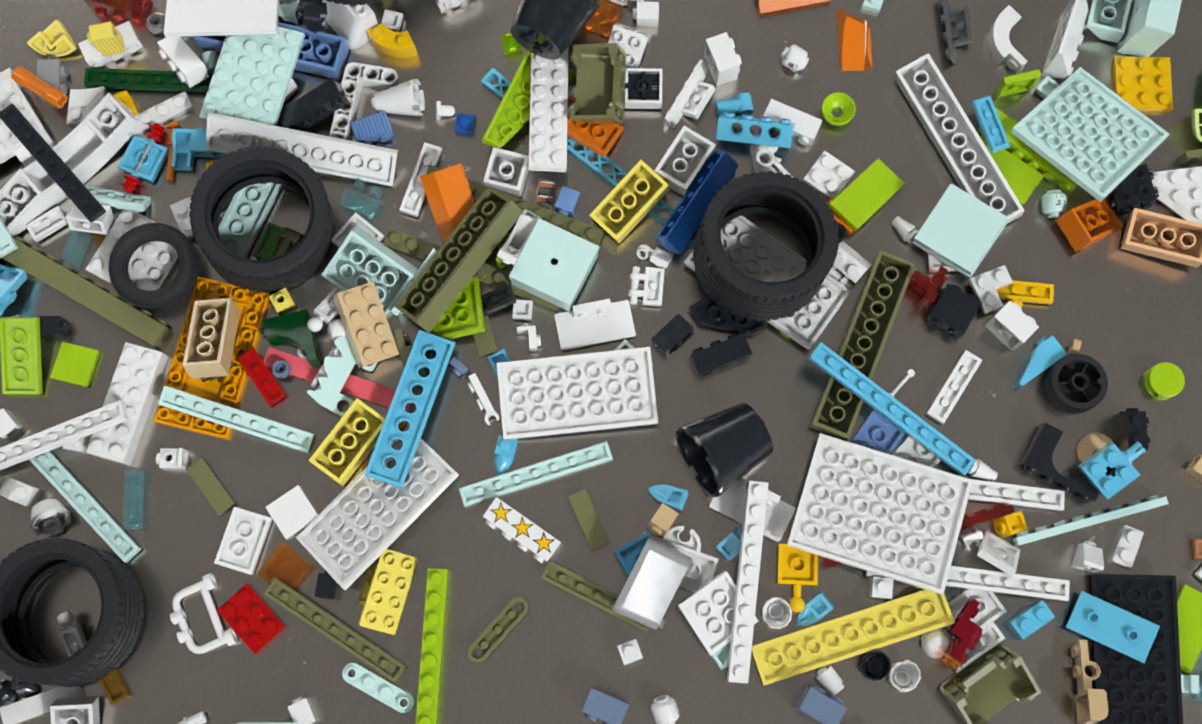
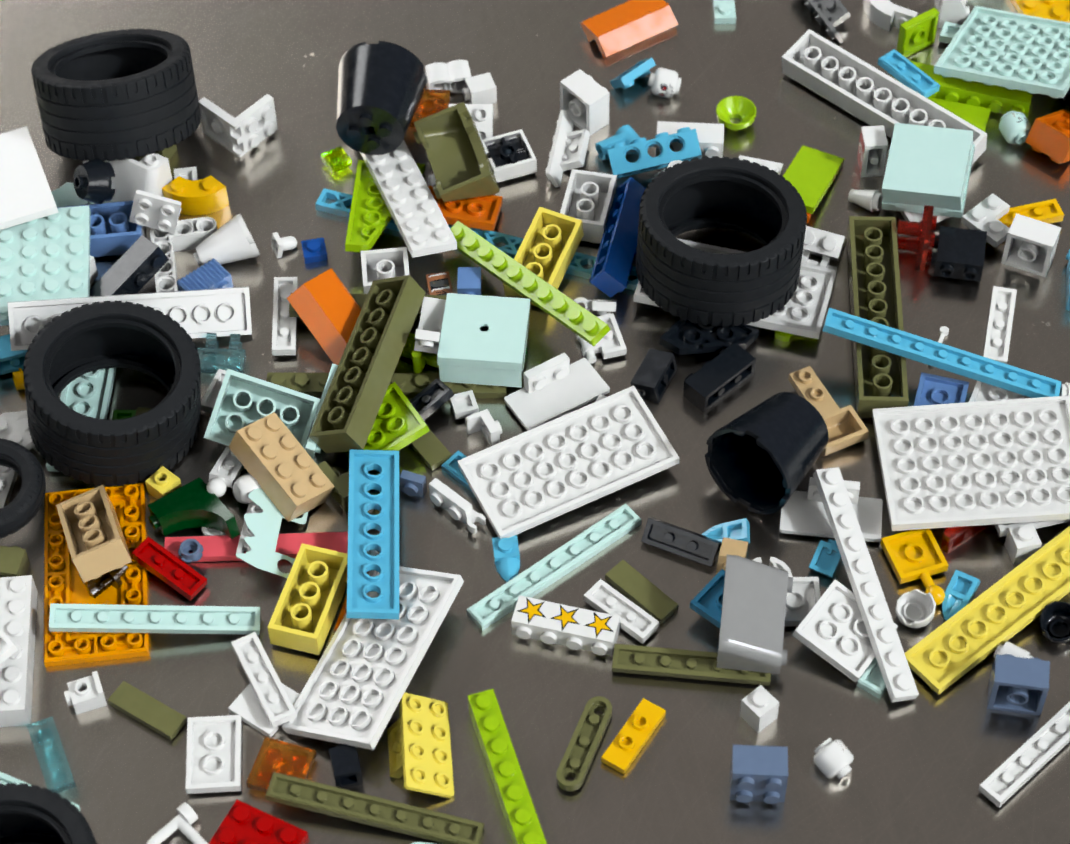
camera: 20 degrees left, 25 degrees down
(294, 497) = (264, 679): none -> white plate
(351, 57) = (155, 211): none -> white bracket
(535, 635) = (633, 736): none -> yellow plate
(566, 532) = (632, 617): none -> white plate
(603, 229) = (529, 285): none -> lime plate
(632, 490) = (681, 541): none -> black plate
(772, 39) = (638, 70): none -> medium azure plate
(787, 433) = (843, 424): none -> tan plate
(853, 42) = (721, 55): orange sticker -> none
(928, 189) = (872, 151): none -> white brick

